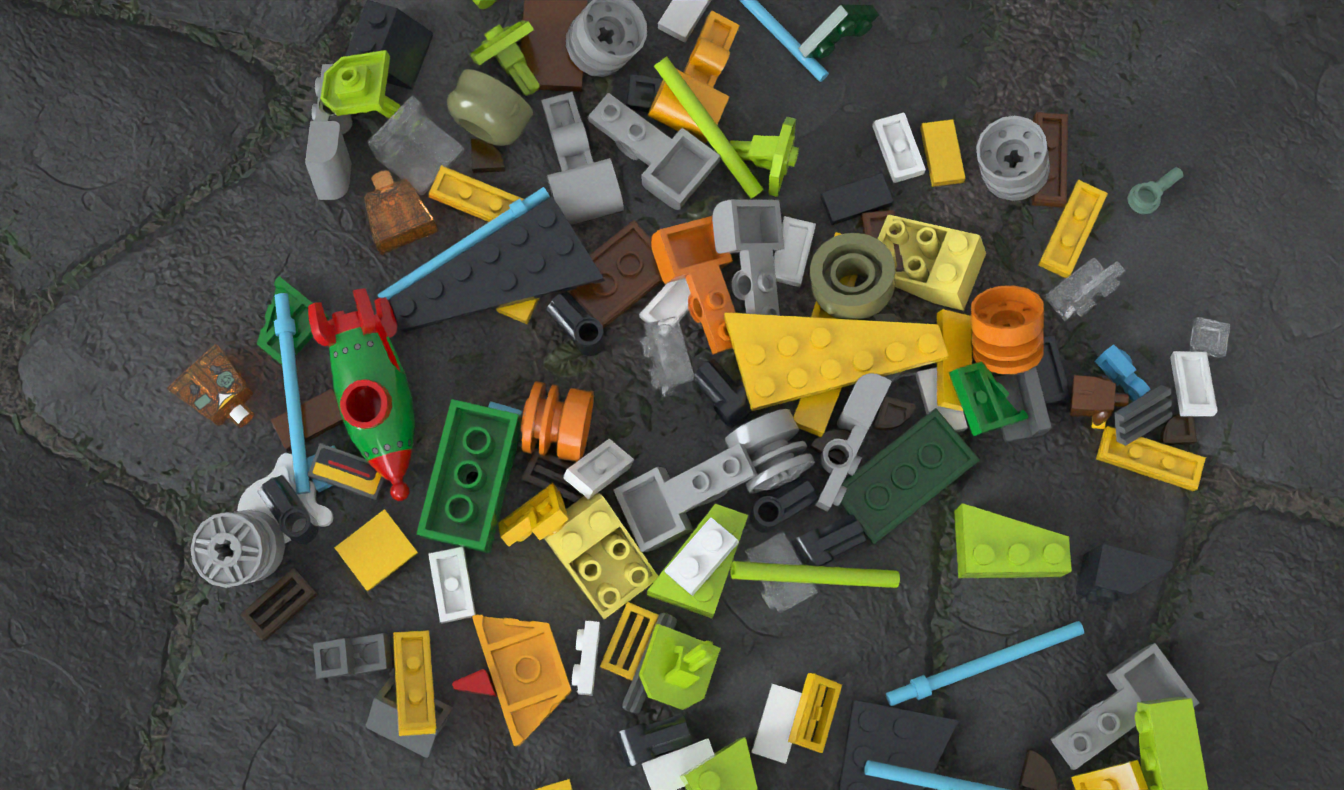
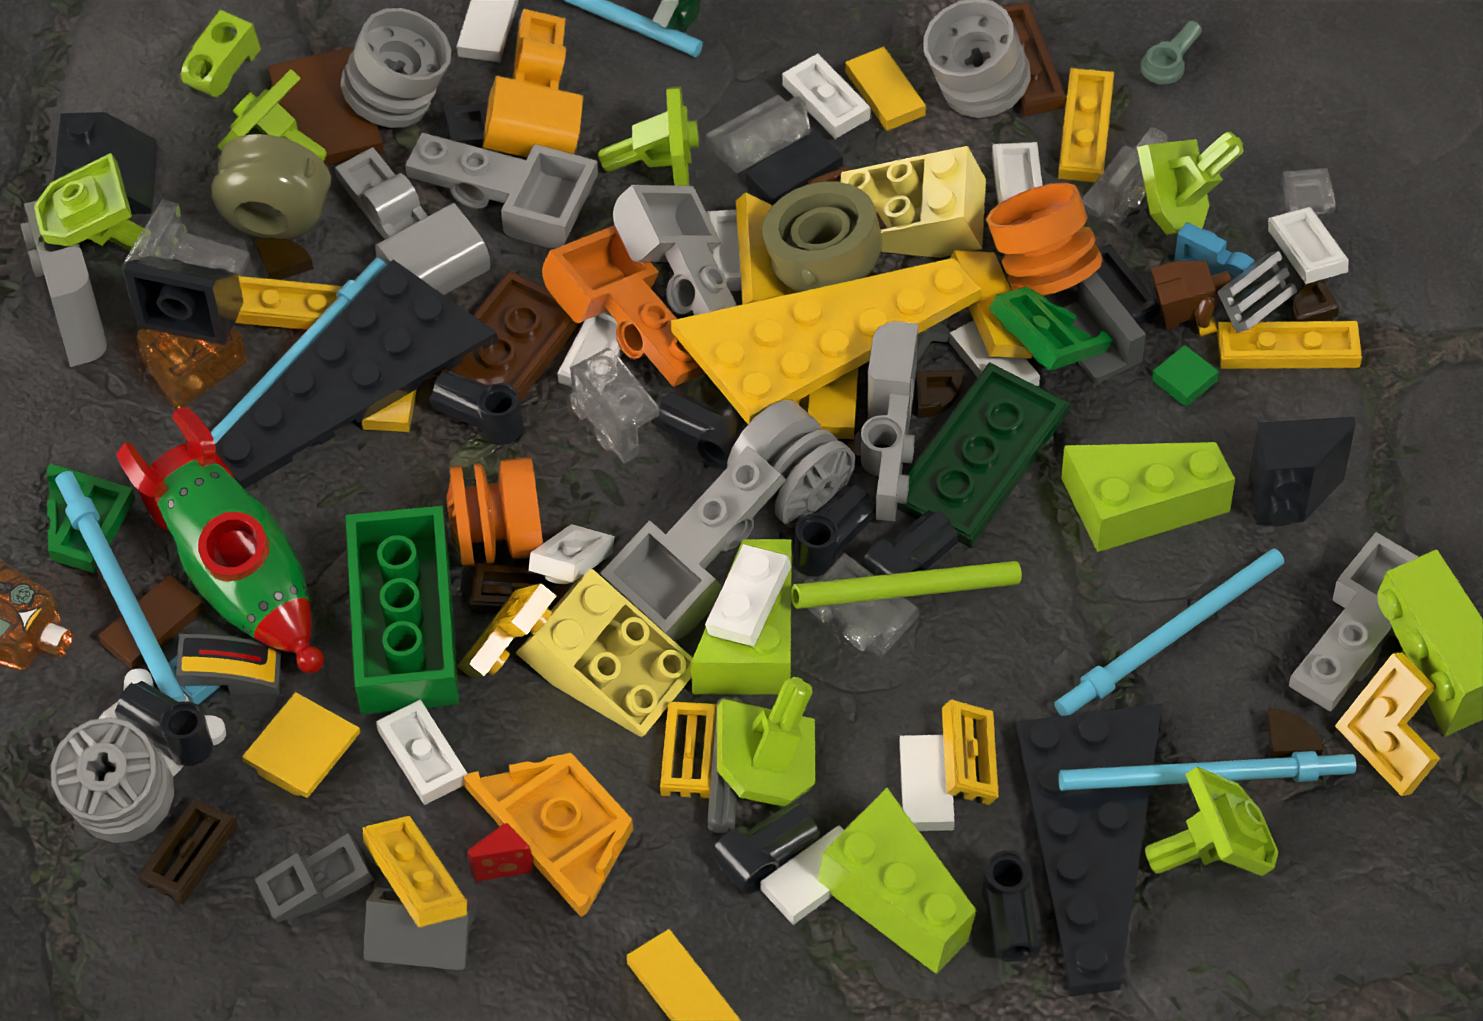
camera: 15 degrees left, 20 degrees down
(399, 183) = (183, 298): none -> black slope
(588, 642) = (643, 797): white plate -> none
(708, 127) = (561, 124): lime piece -> none
(798, 294) = (757, 274): none -> yellow tile
(841, 164) = (759, 132): none -> clear bracket
(1008, 258) = (1015, 168): none -> white tile
(1068, 459) = (1185, 375): none -> green tile
(1122, 306) = (1180, 178): none -> lime piece

